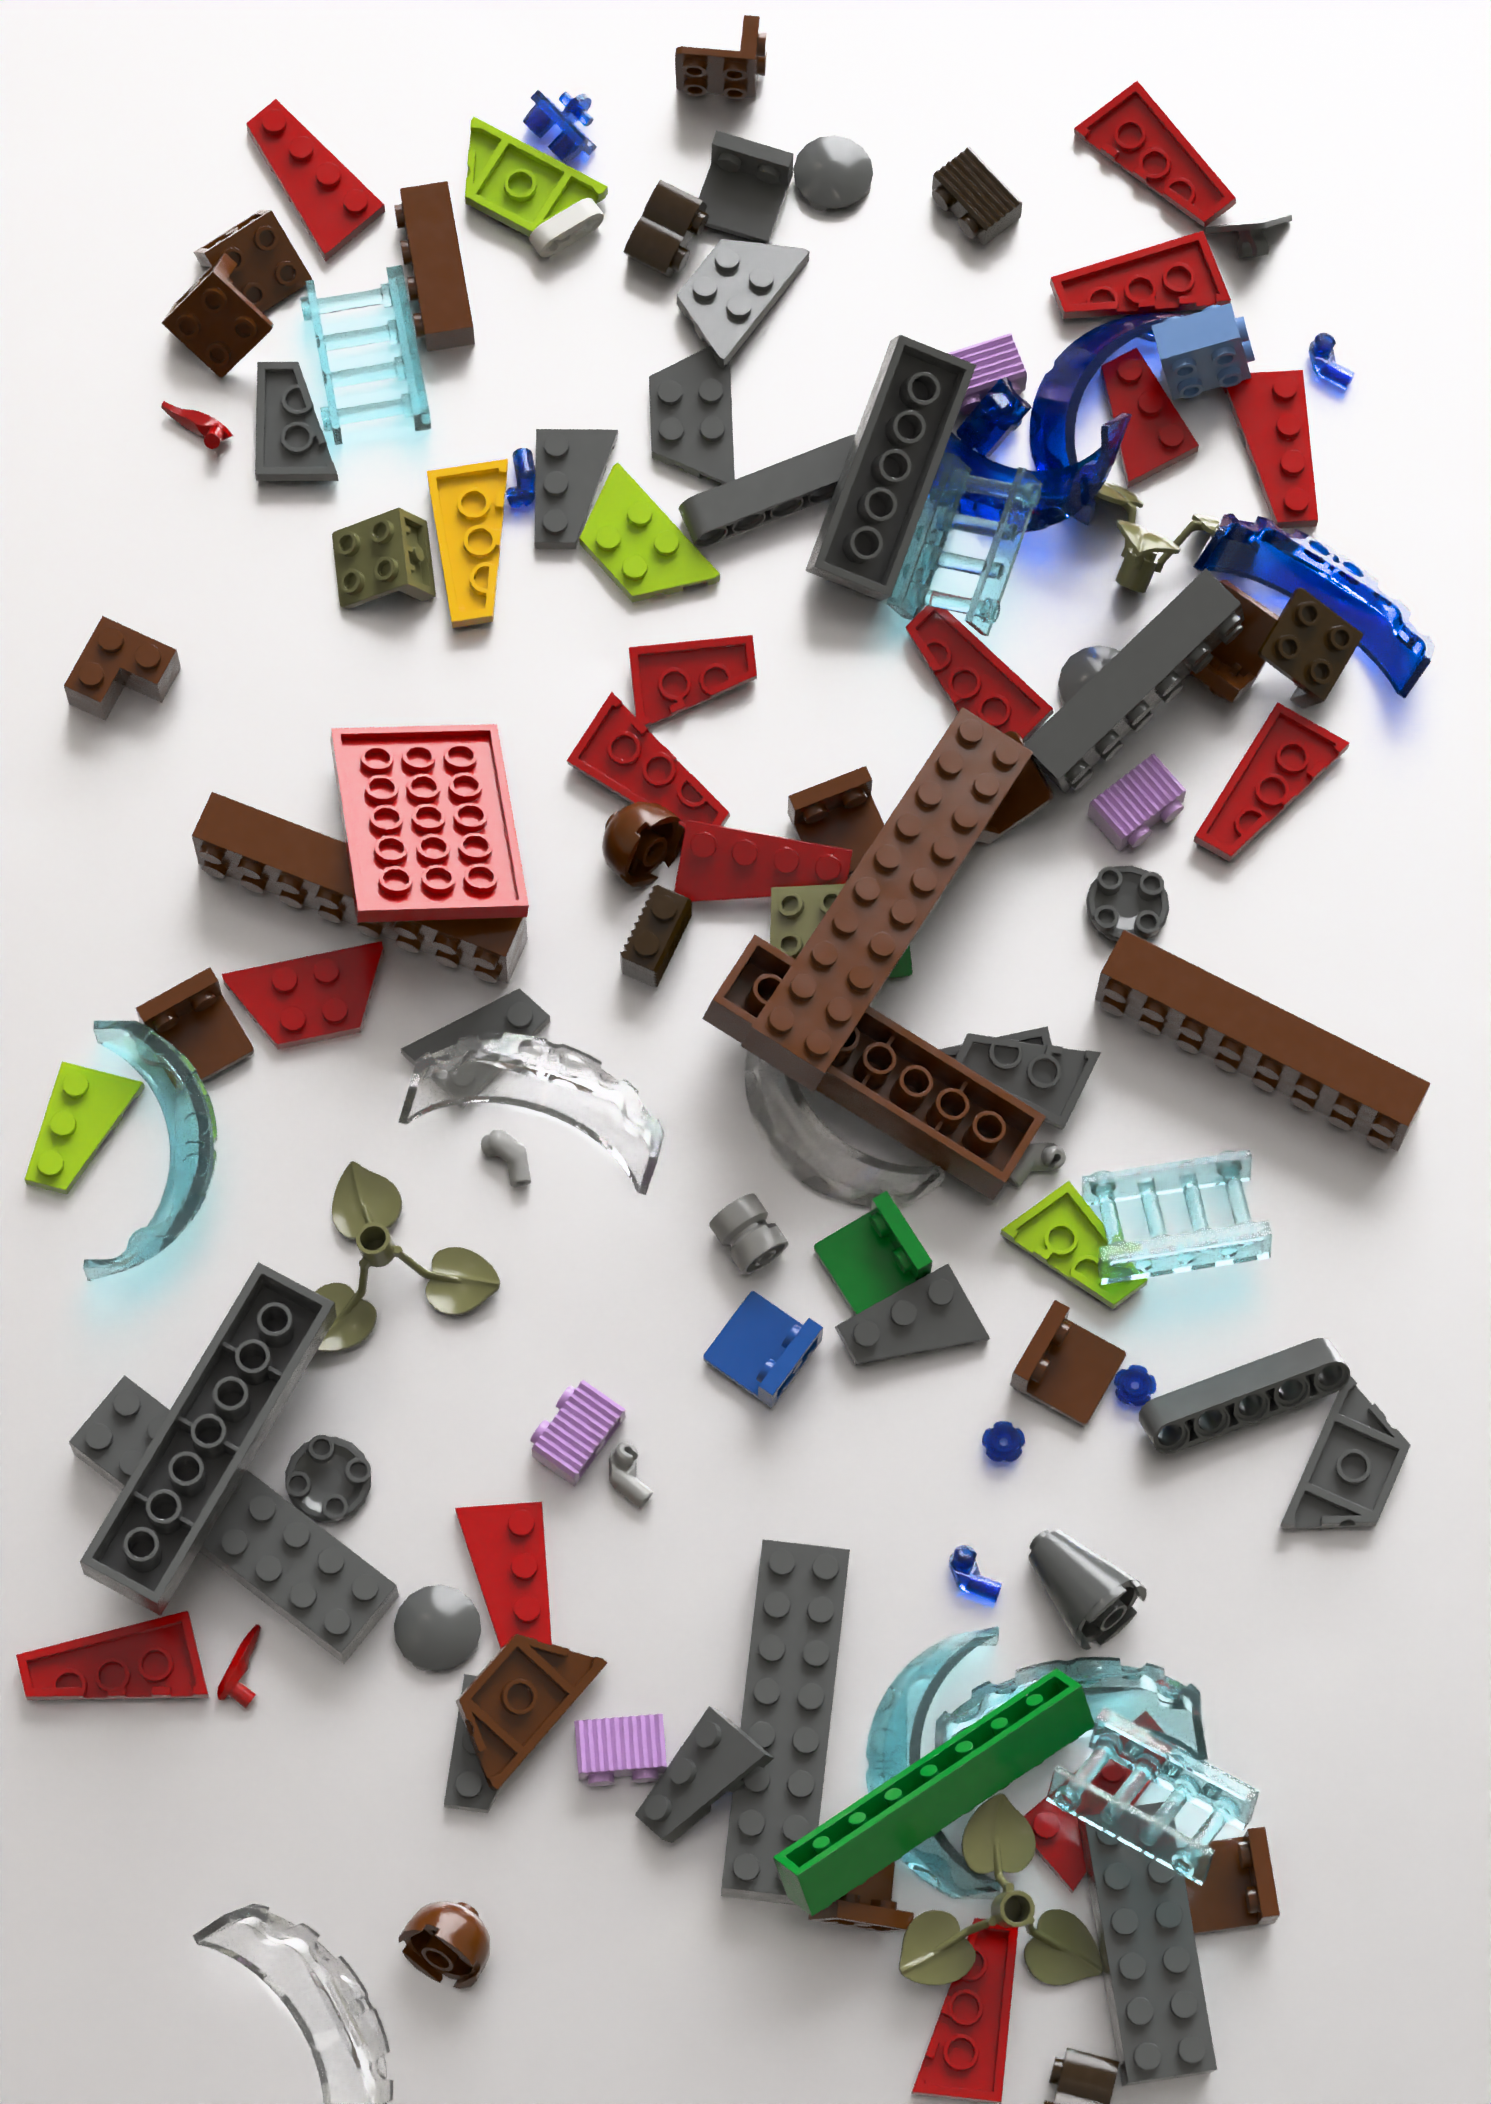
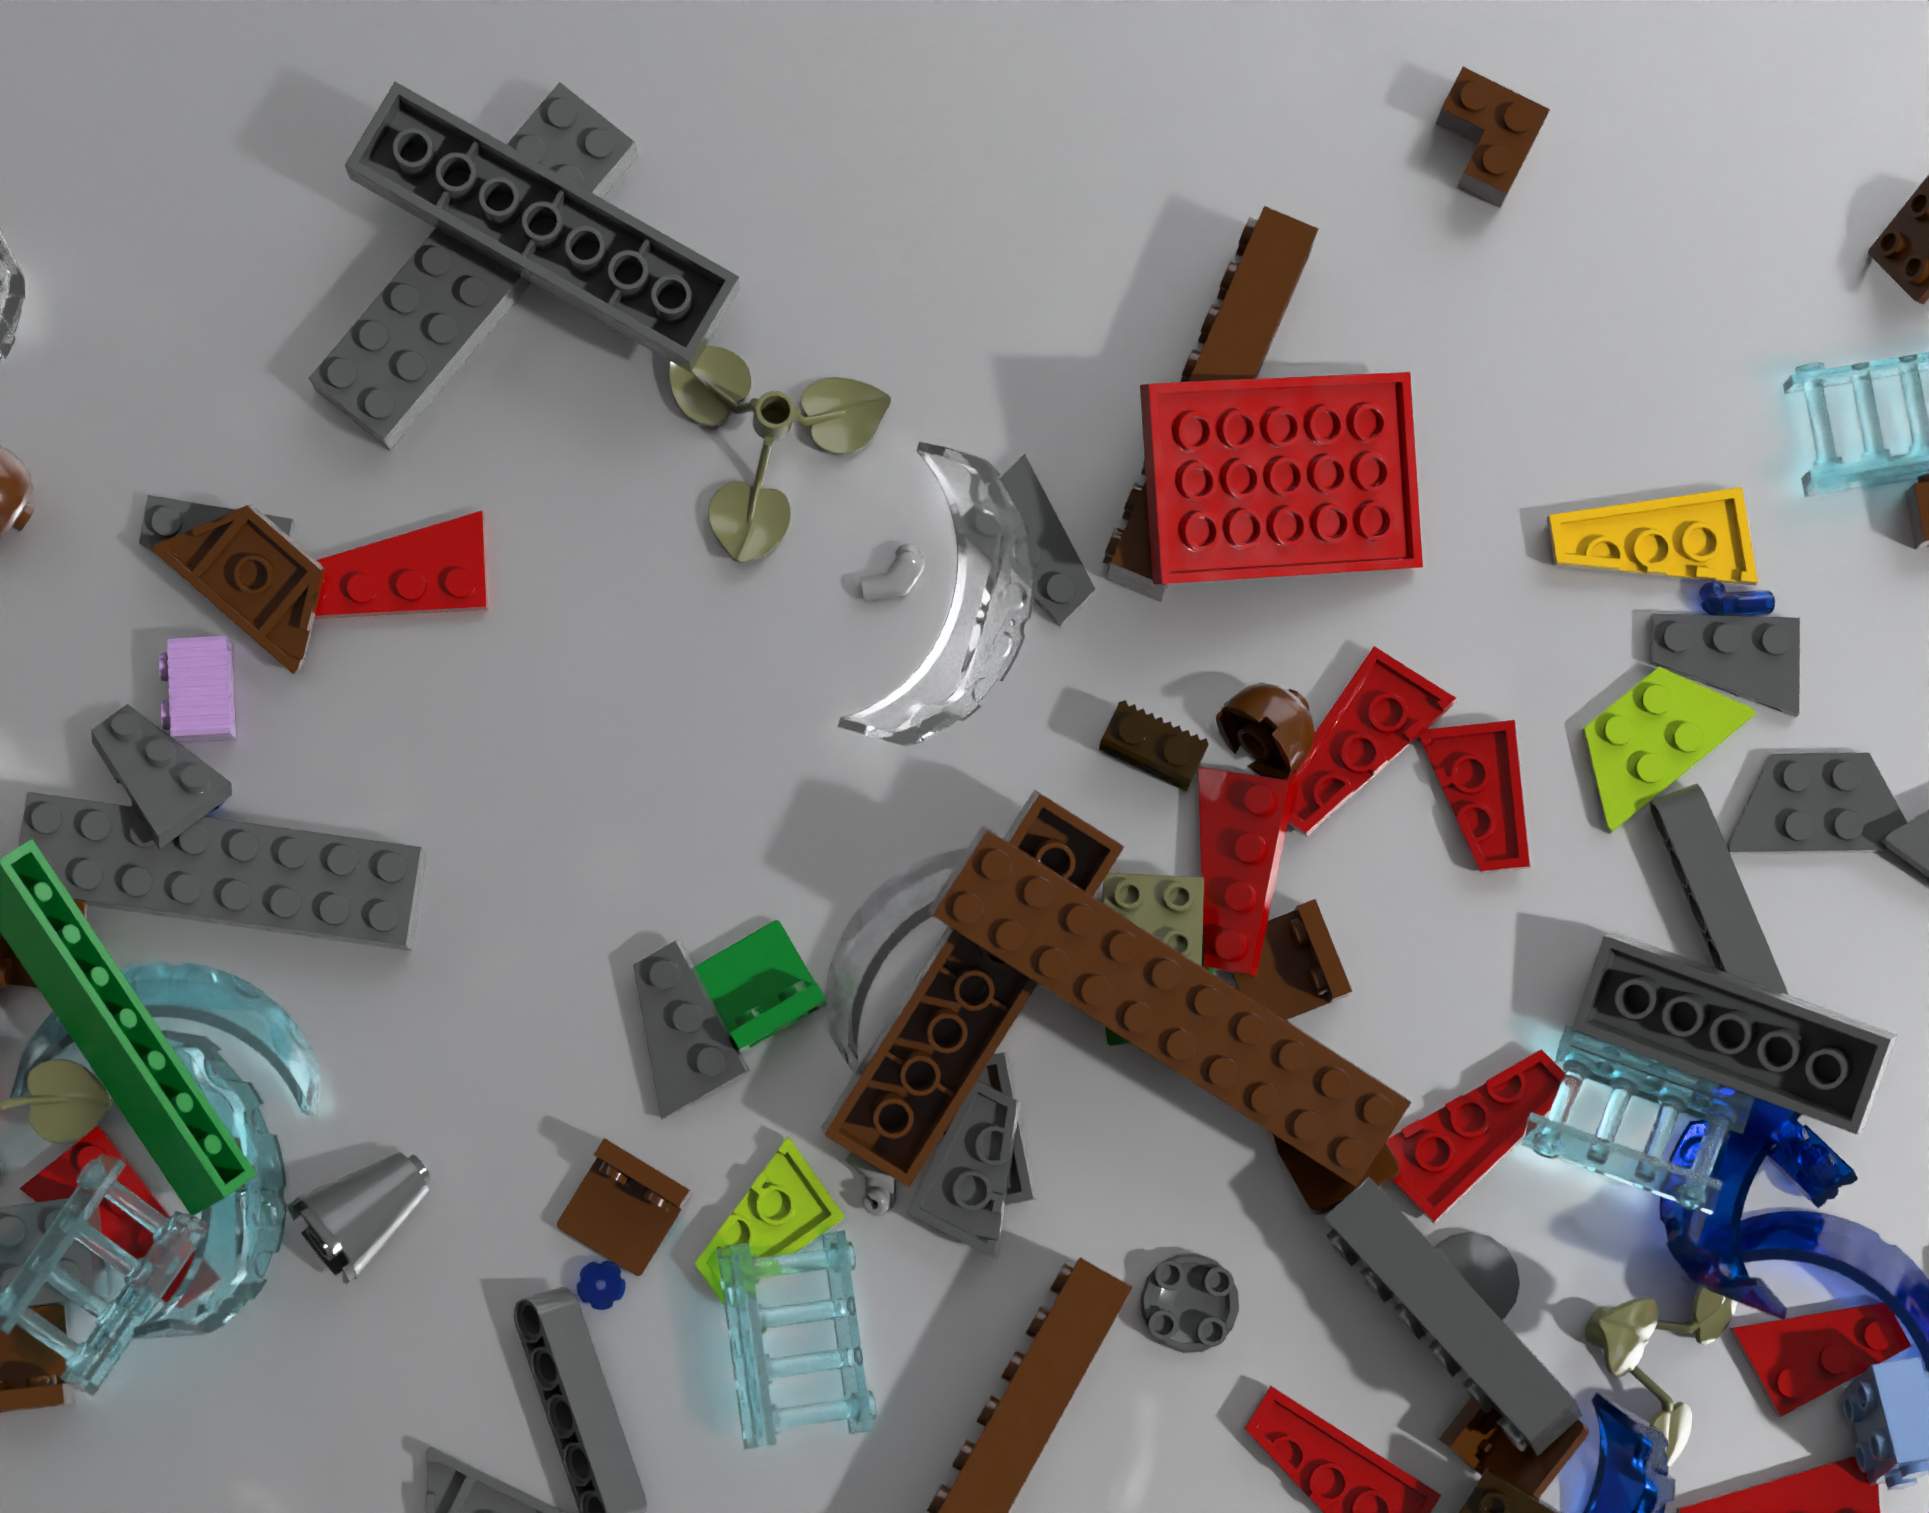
camera: 90 degrees right, 10 degrees up
(76, 1122) = (944, 93): lime wing -> none
(125, 1663) = (316, 145): red wing -> none
(191, 1139) = (903, 216): clear light blue windscreen -> none
(198, 1024) = (1047, 223): reddish brown bracket -> none
(199, 423) = (1804, 231): red bar -> none
(239, 1665) = (311, 273): red bar -> none
(287, 428) = (1799, 327): dark grey wing -> none
(309, 995) = (1092, 350): red wing -> none
(328, 1478) = (521, 371): dark grey dish -> none
(383, 558) = (1630, 439): olive bracket -> none
(437, 1628) = (348, 491): dark grey dish -> none
(577, 1431) = (564, 646): lavender brick -> none
(623, 1474) = (515, 699): light grey arm -> none
(746, 1230) = (789, 843): light grey wheel -> none
(763, 1348) = (657, 857): blue bracket -> none
(968, 1576) = (384, 1085): clear blue arm -> none
(993, 361) = (1876, 1155): lavender brick -> none
(995, 1450) = (542, 1143): clear blue plate -> none
(1137, 803) = (1314, 1320): lavender brick -> none

